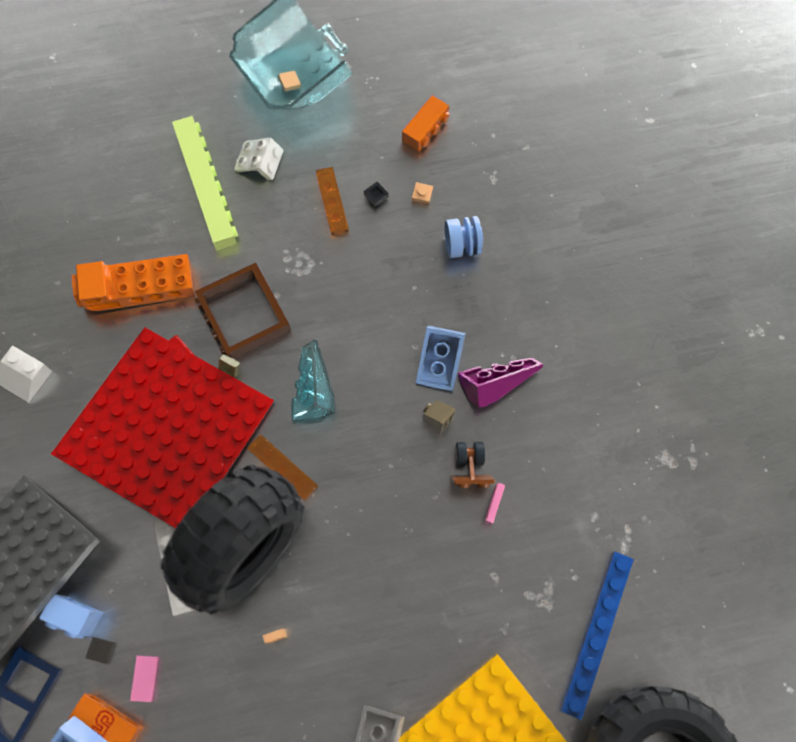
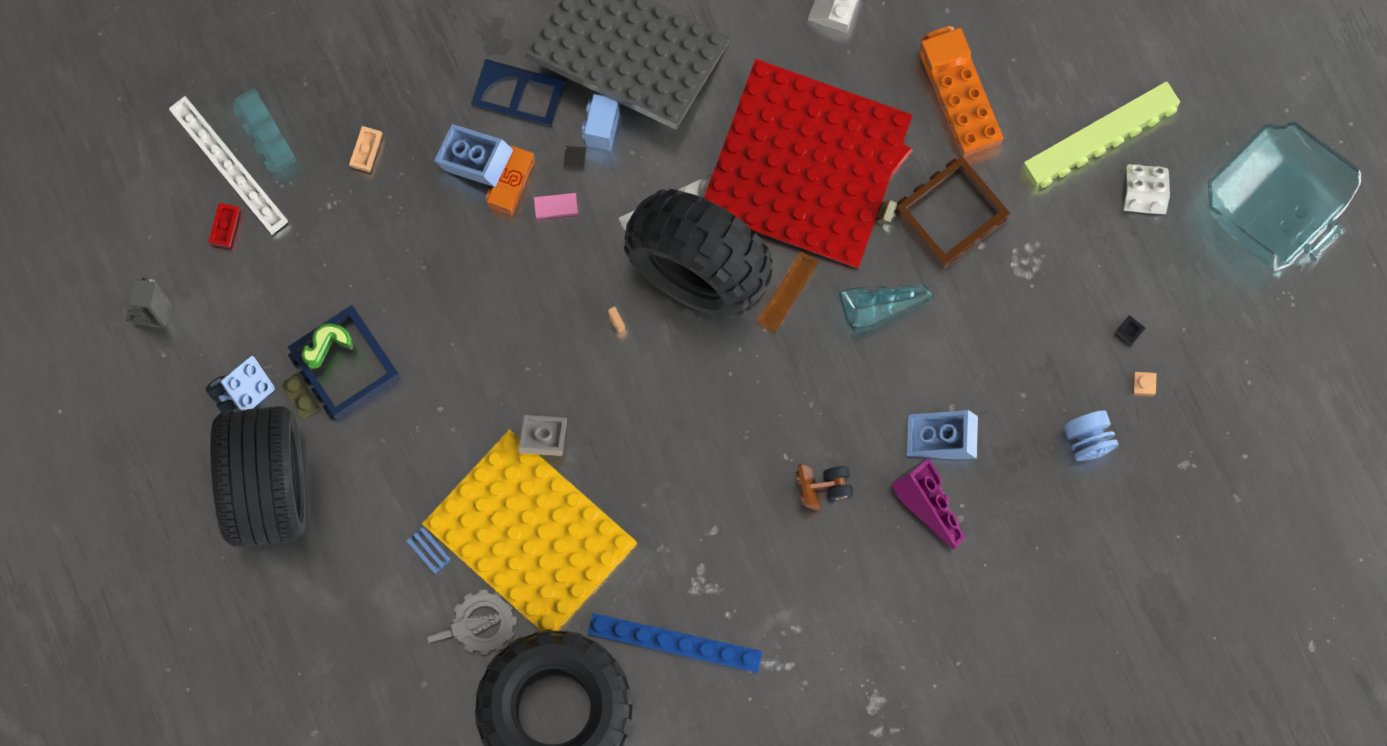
camera: 85 degrees right, 5 degrees up
(289, 81) = (1257, 201): light nougat tile -> none
(332, 201) = (1111, 282): clear orange tile -> none
(425, 123) = (1237, 371): orange brick -> none
(438, 415) = (873, 442): dark tan slope -> none
(494, 504) = (788, 517): bright pink tile -> none

